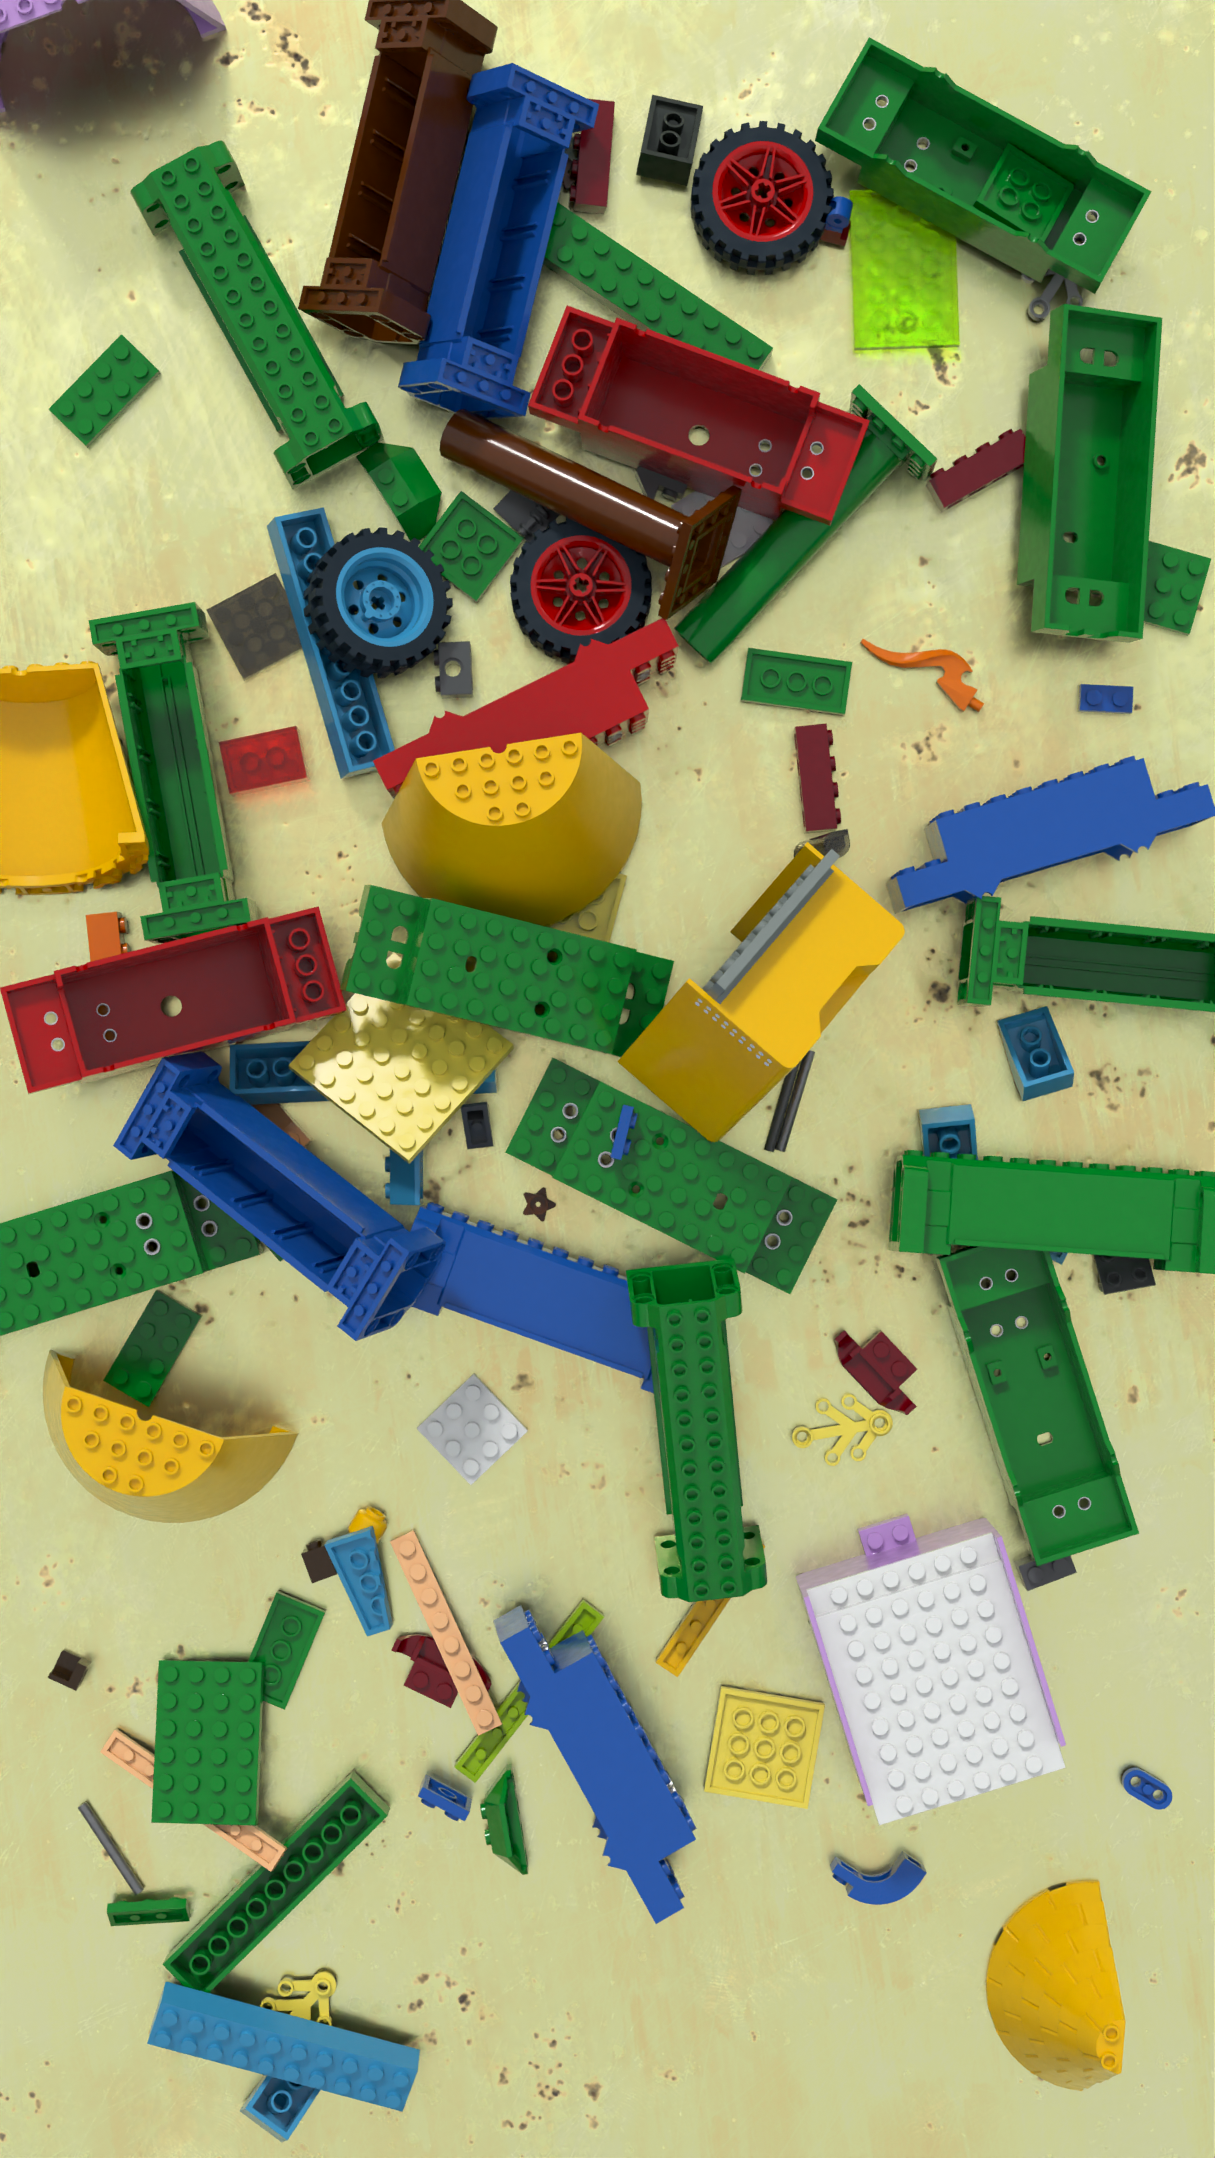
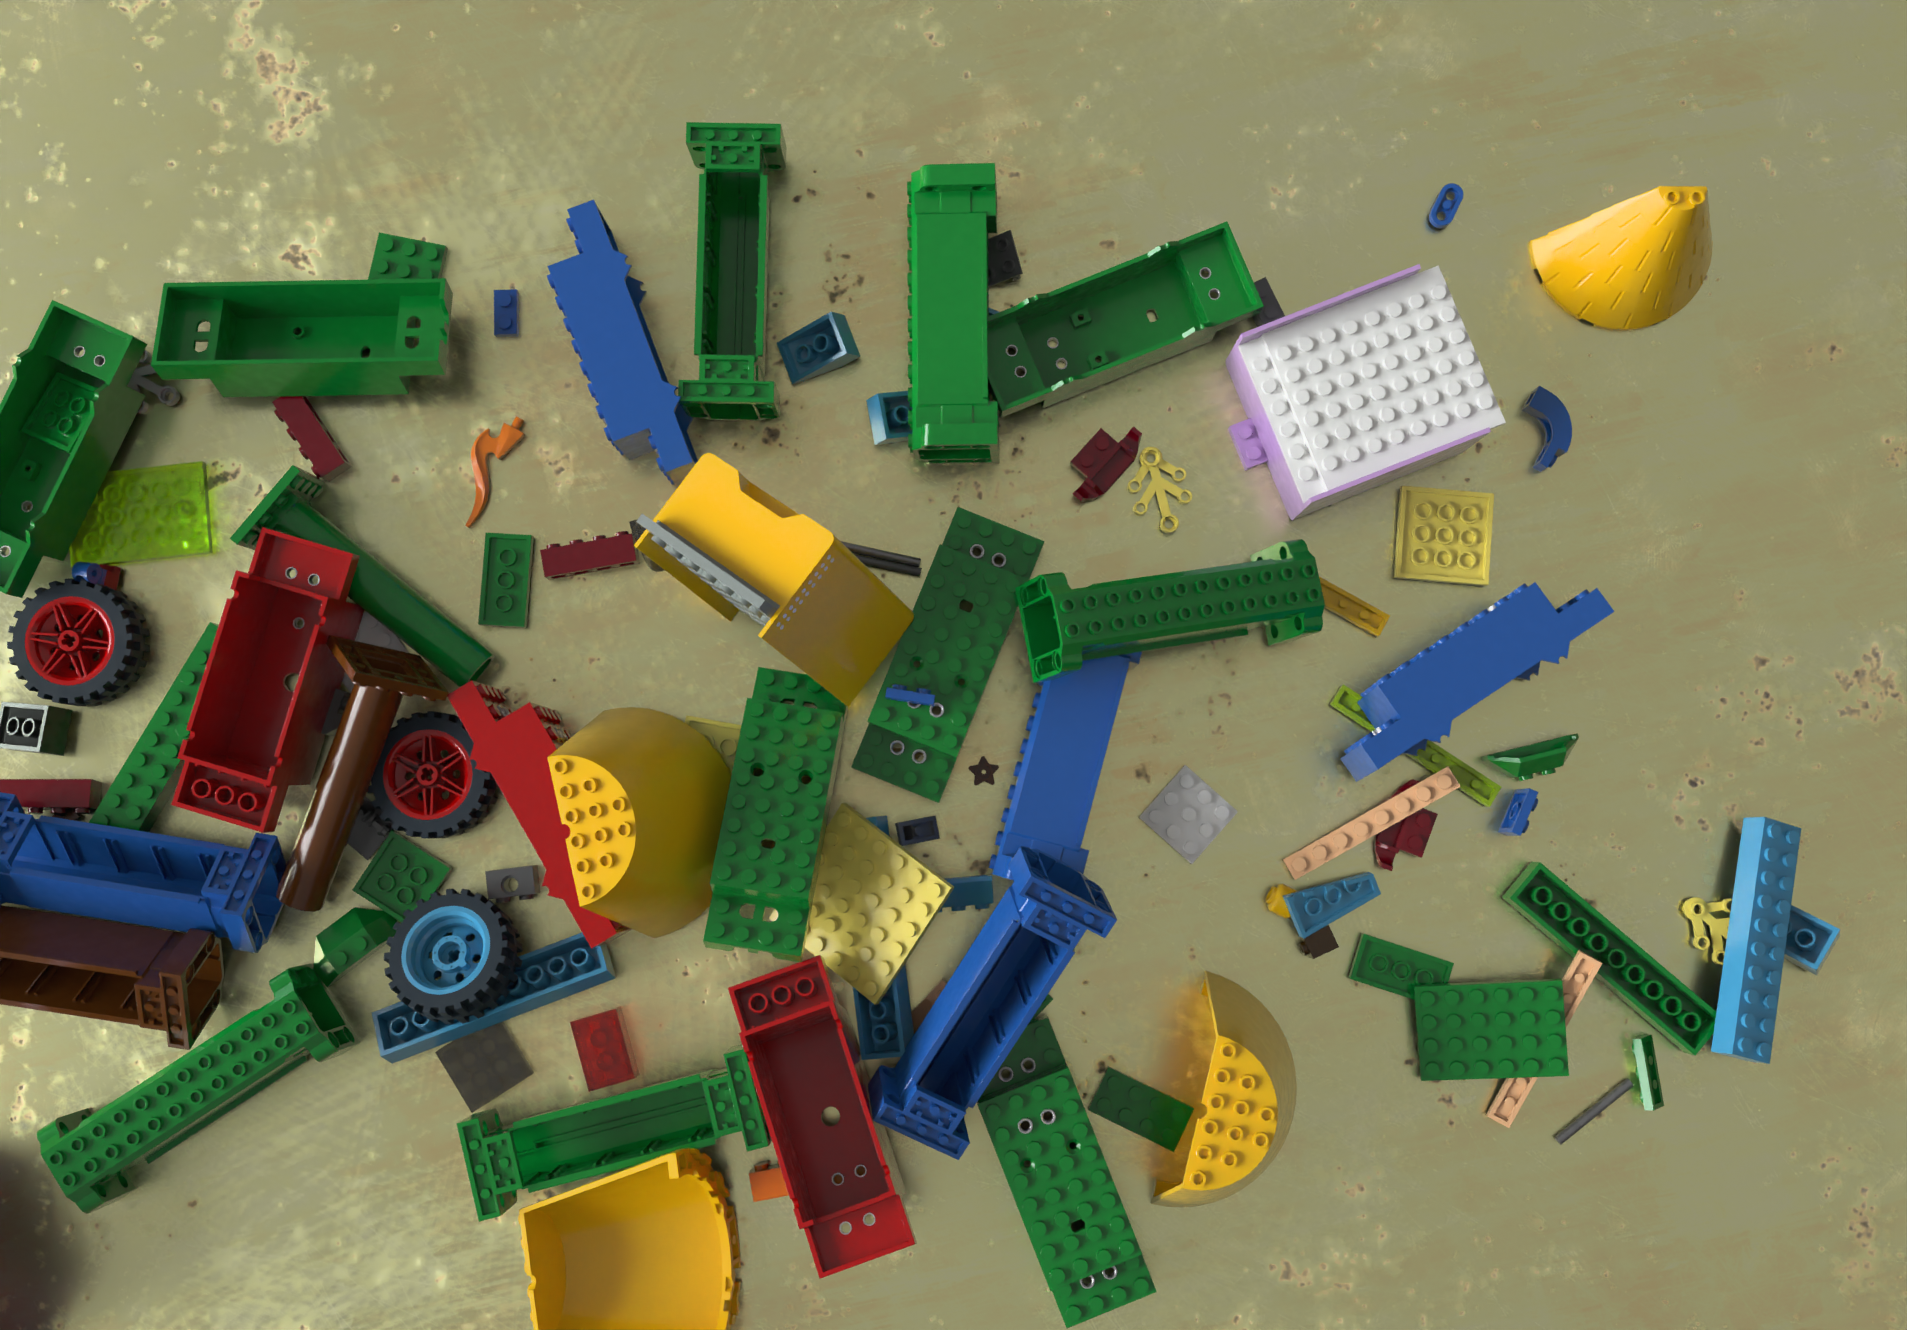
camera: 100 degrees left, 5 degrees down
(70, 1670) = (1437, 1161): dark brown panel -> none
(104, 390) = (278, 1222): green plate -> none

